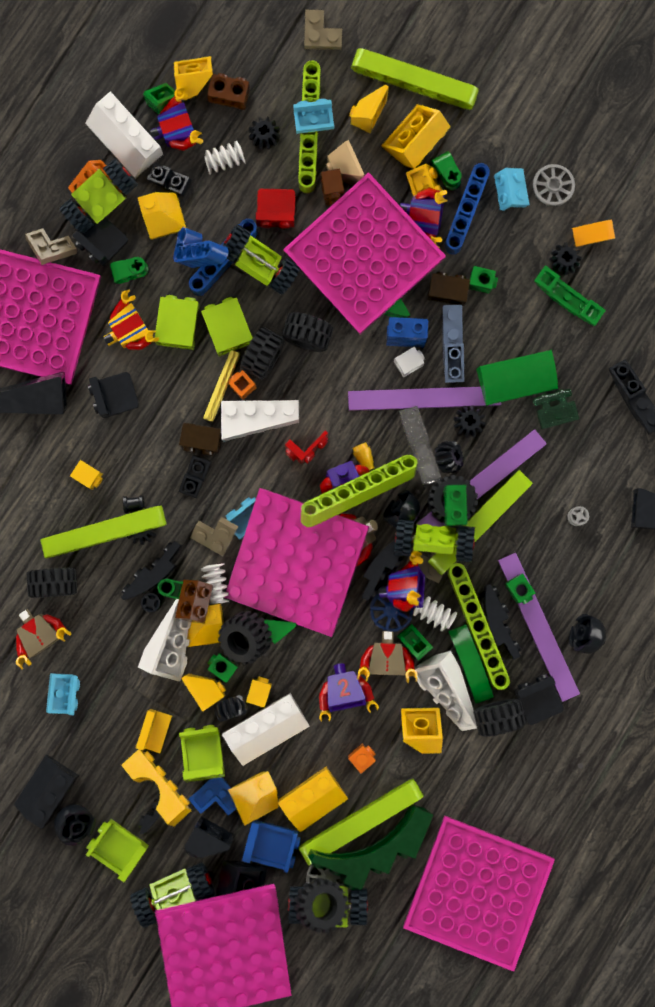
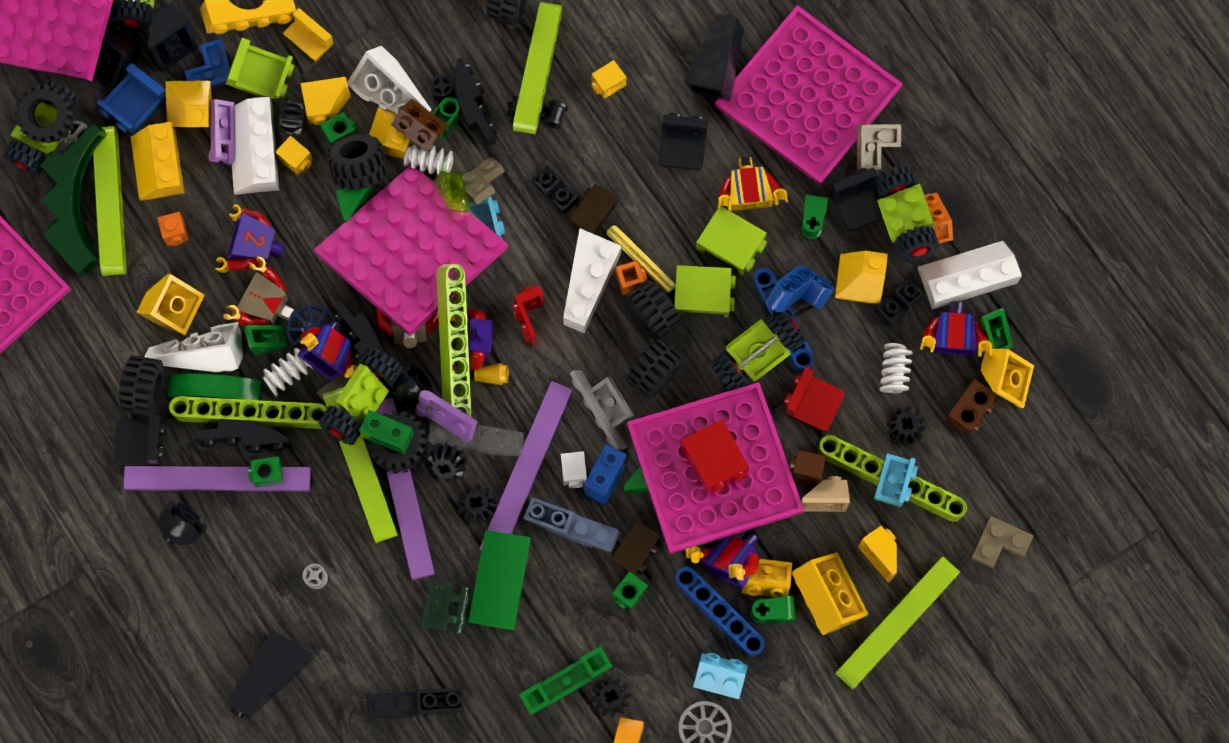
camera: 115 degrees right, 10 degrees down
(227, 555) = (451, 187): none -> clear neon green slope
(265, 759) = (222, 131): none -> medium lavender plate
(349, 359) = (606, 404): none -> light grey bracket
(360, 252) = (715, 457): none -> red brick
(417, 471) = (446, 415): none -> medium lavender plate

